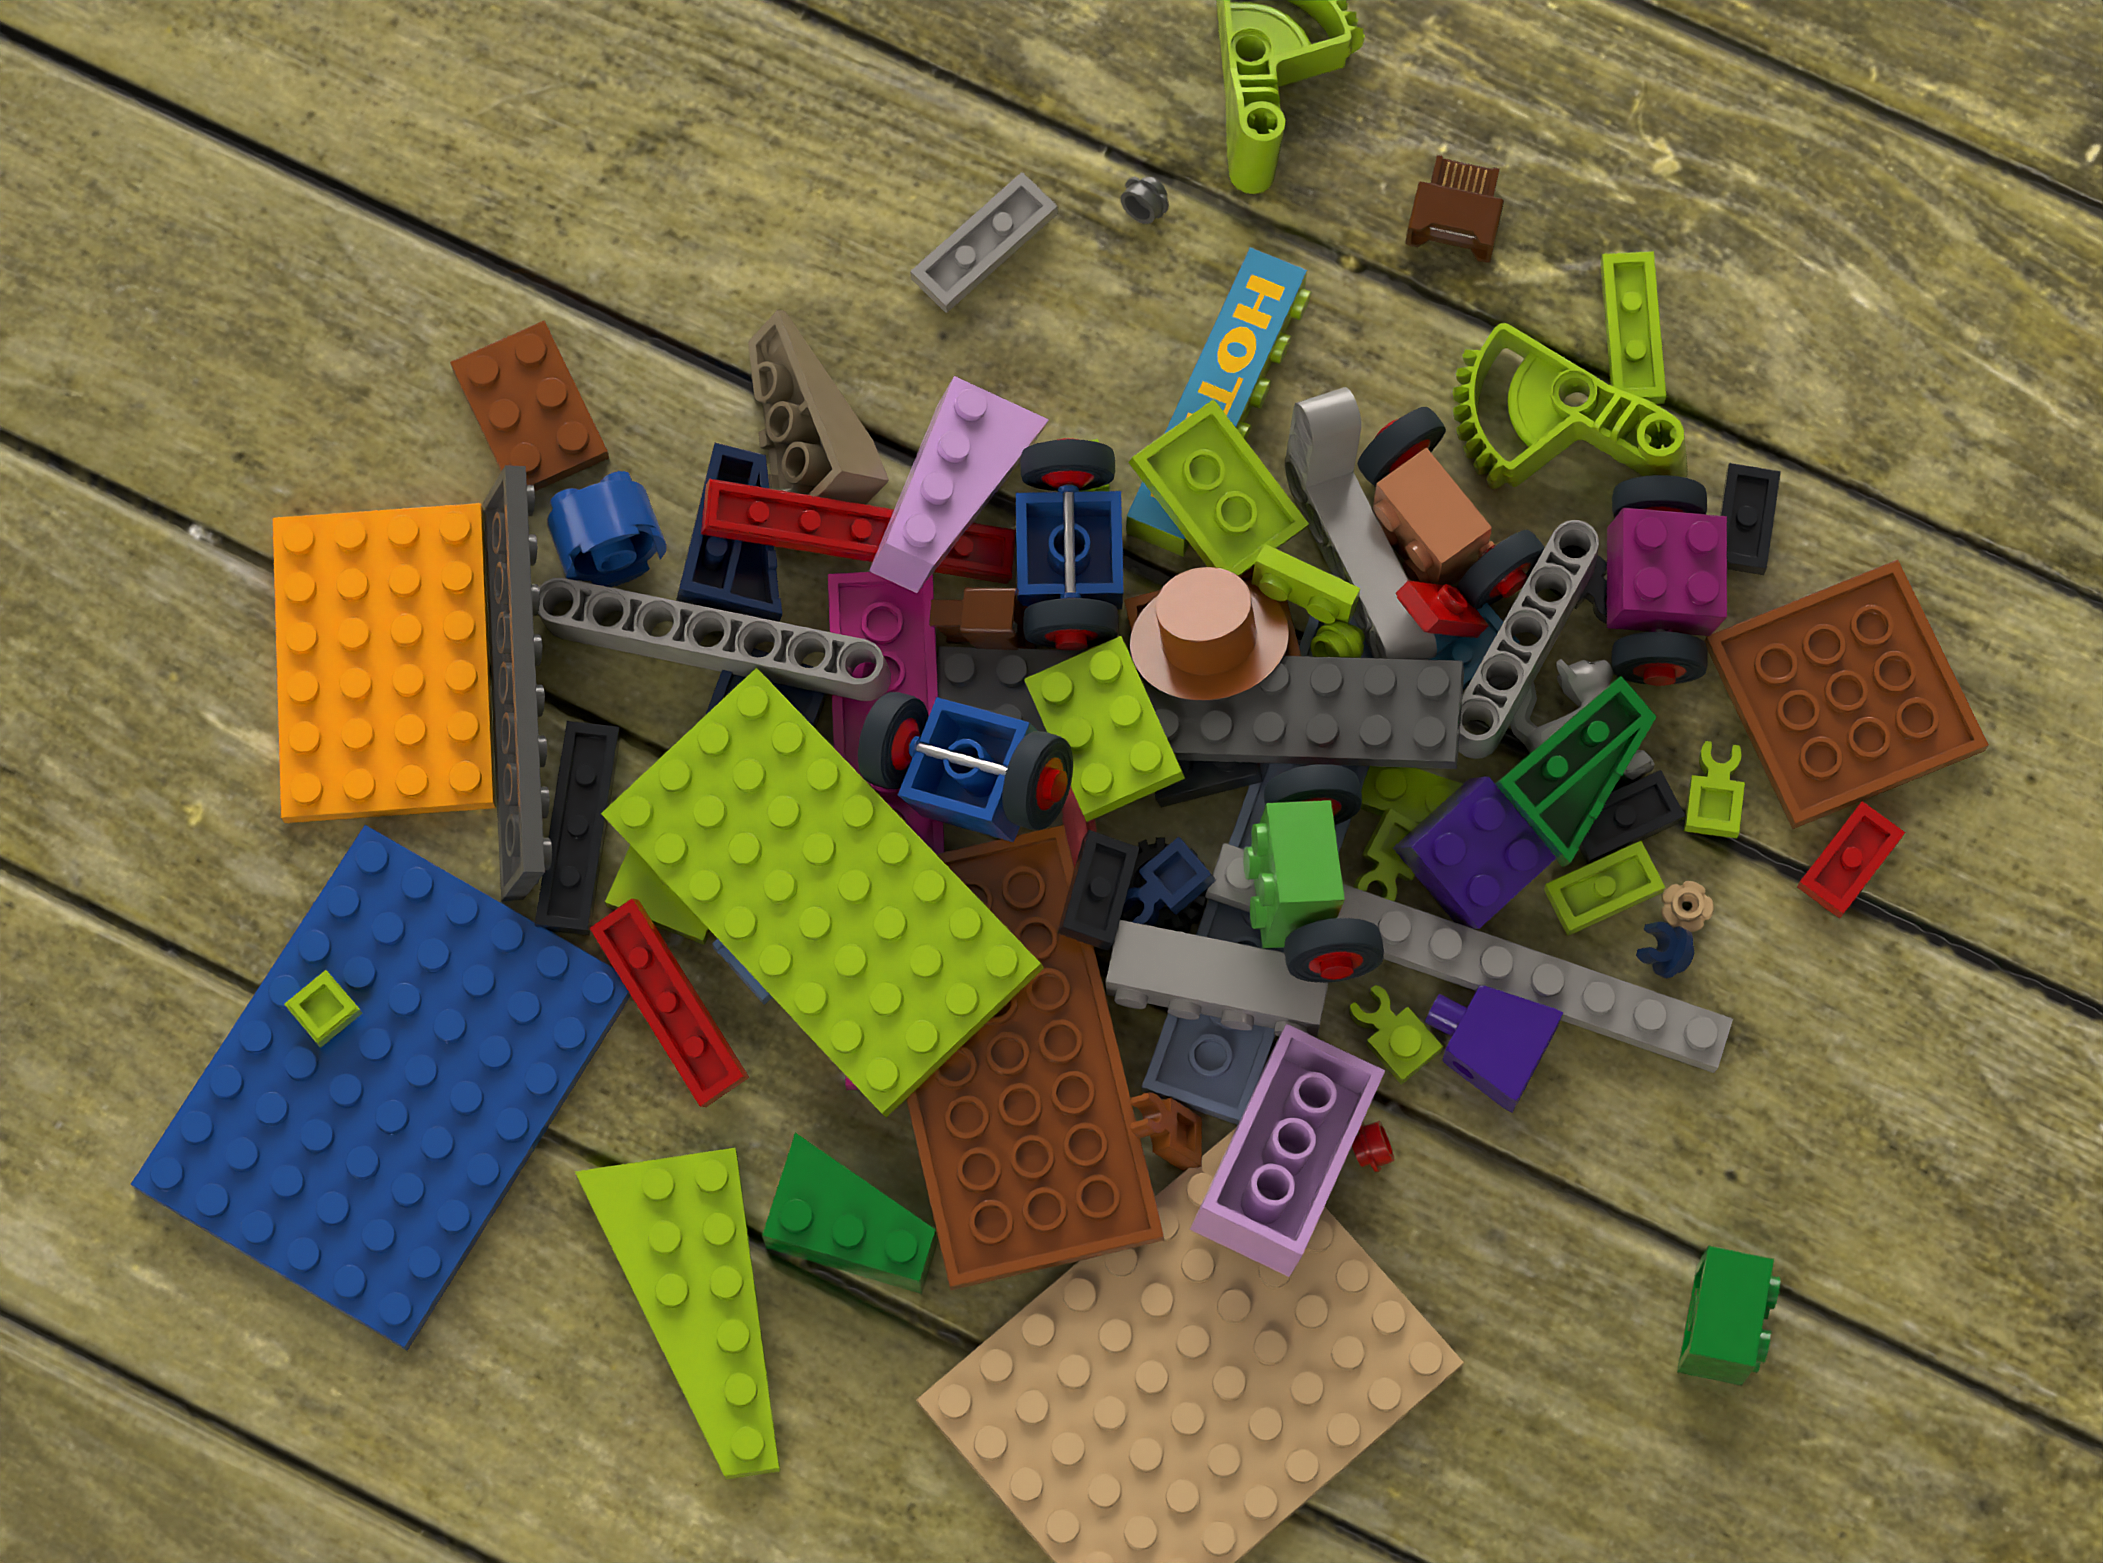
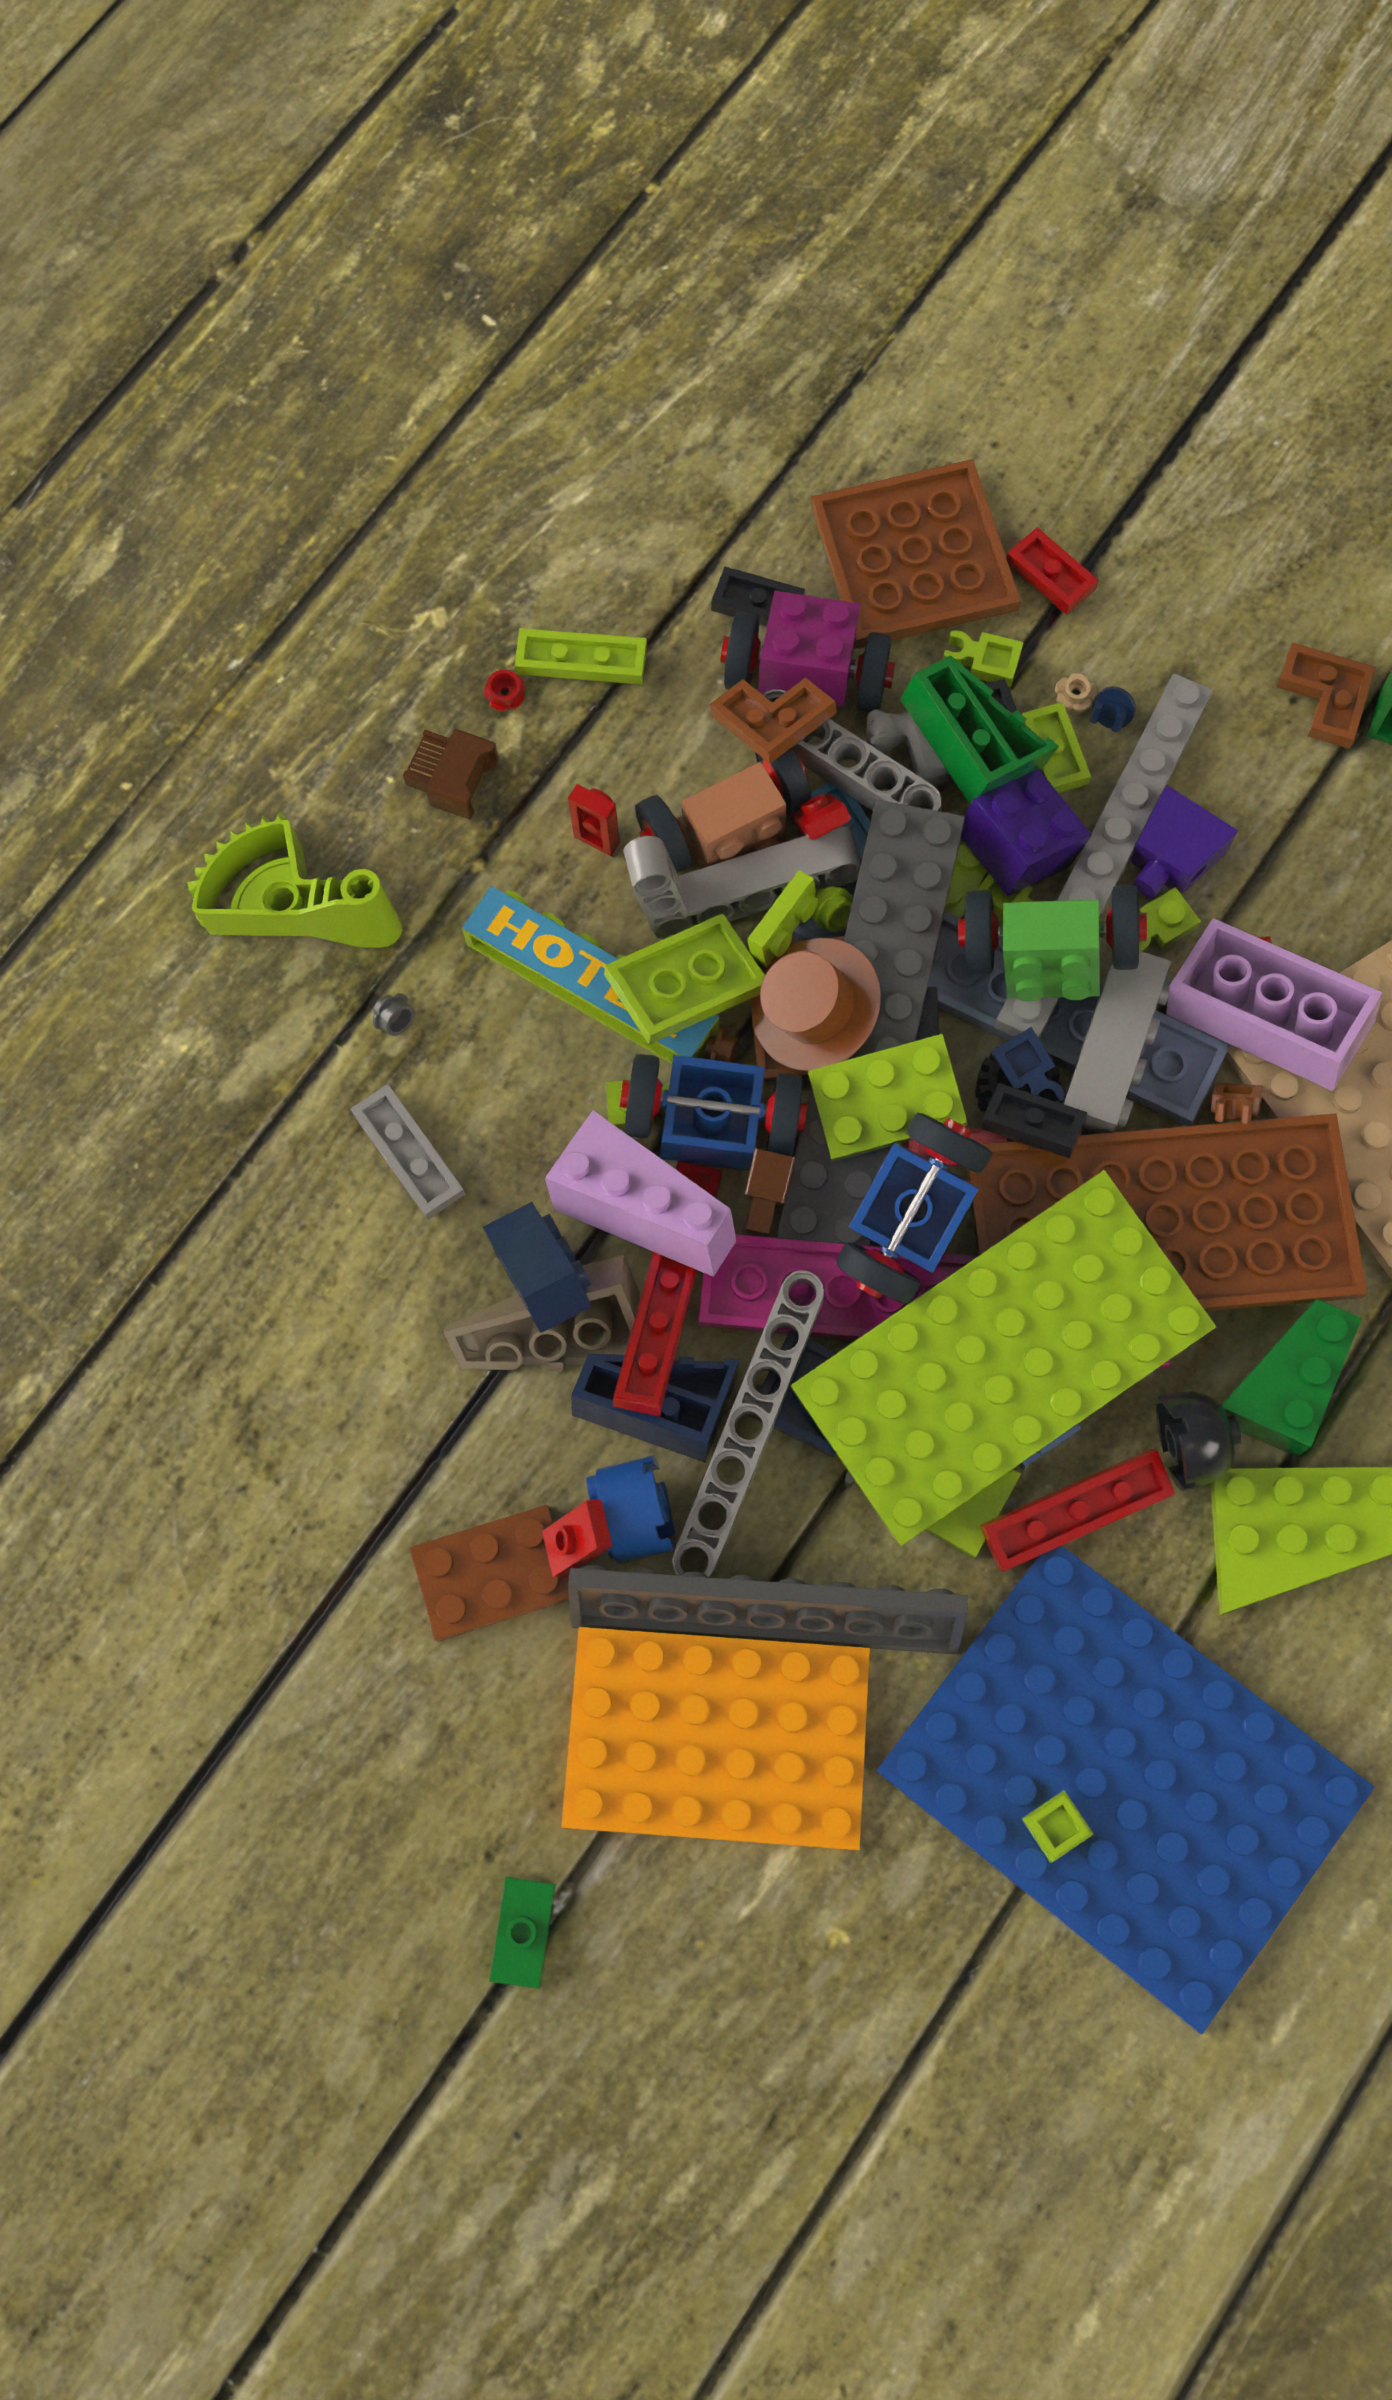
camera: 80 degrees left, 0 degrees up
(166, 499) = (522, 1933): none -> green plate
(562, 473) = (577, 1538): none -> red plate
(578, 827) = (878, 1563): black plate -> none
(759, 1113) = (1196, 1437): none -> black cylinder
(856, 387) = (539, 1265): none -> dark blue brick
(1150, 556) = (722, 1047): none -> reddish brown plate
(1410, 369) = (594, 819): none -> red plate
(1538, 534) = (776, 725): none -> dark orange plate
(1576, 239) = (501, 681): none -> red plate
(1610, 419) = (673, 666): lime arm -> none
(1748, 1221) = (1337, 684): none -> dark orange plate

